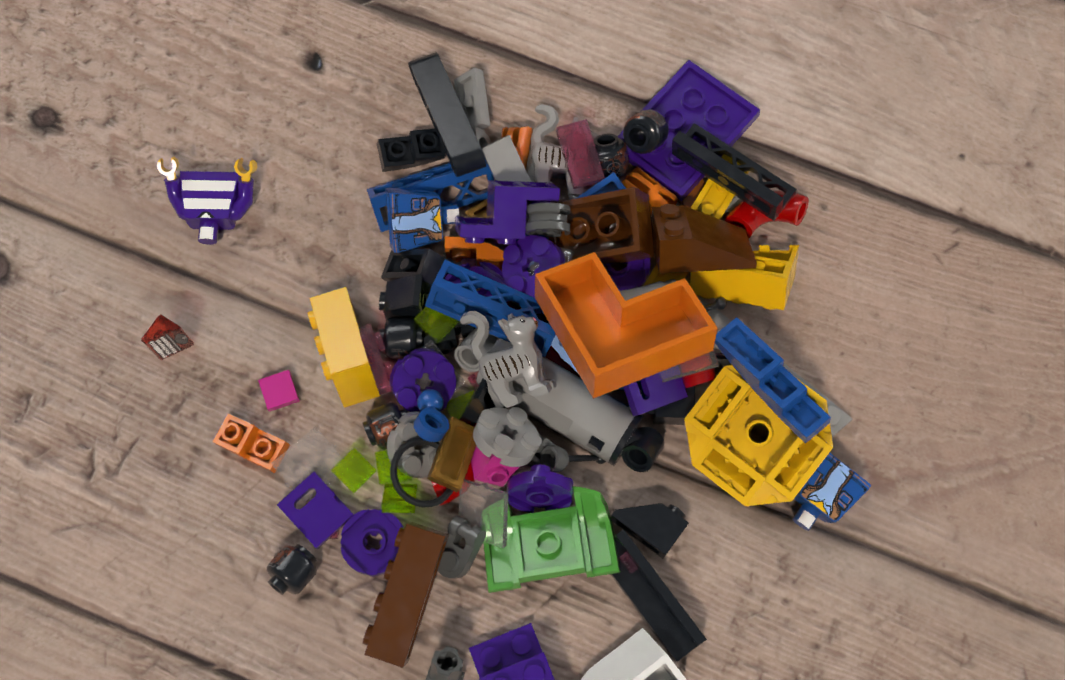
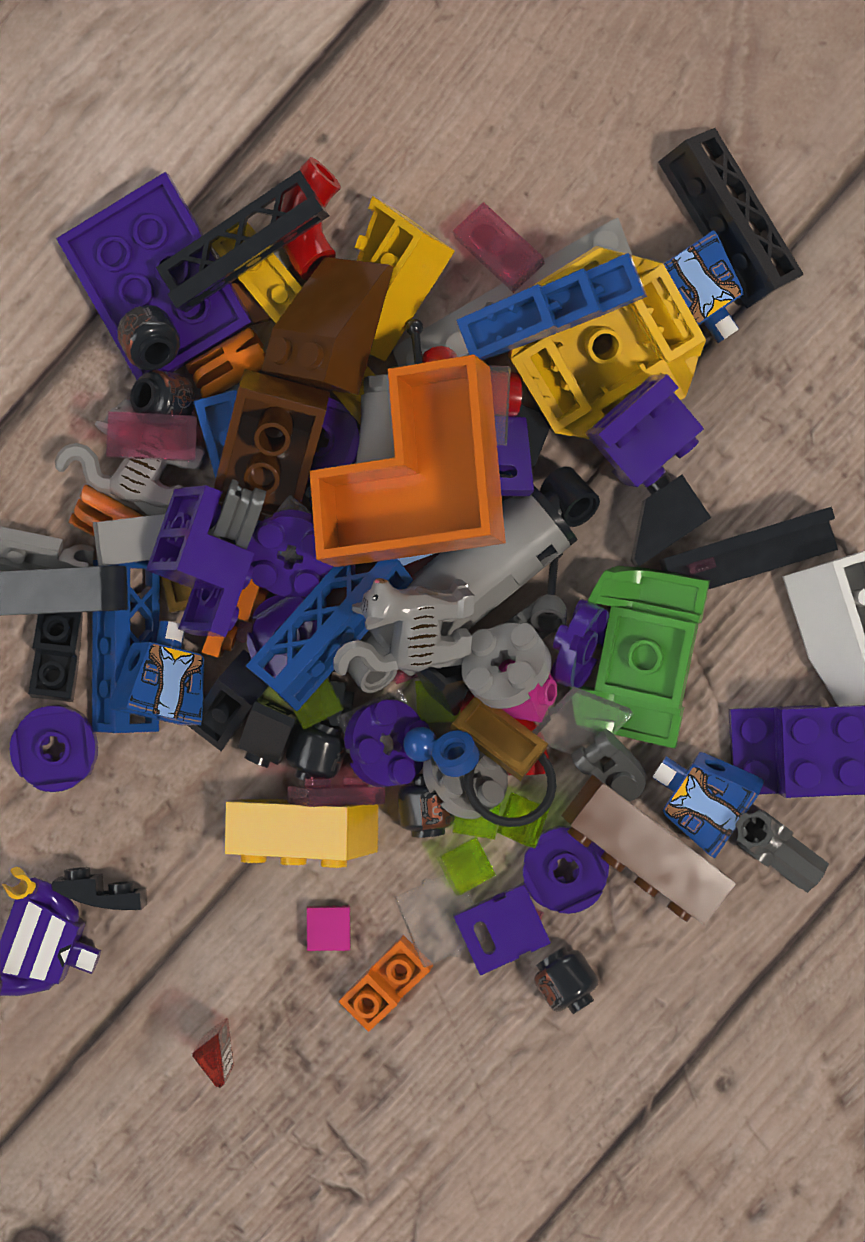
camera: 70 degrees left, 15 degrees up
(256, 225) = (89, 890): none -> black slope
(344, 185) = (39, 768): none -> dark purple plate
(459, 624) = (707, 798): none -> torso
(709, 481) = (646, 432): none -> dark purple bracket
(799, 342) = (498, 247): none -> clear pink plate
(895, 471) = (712, 207): none -> black fence

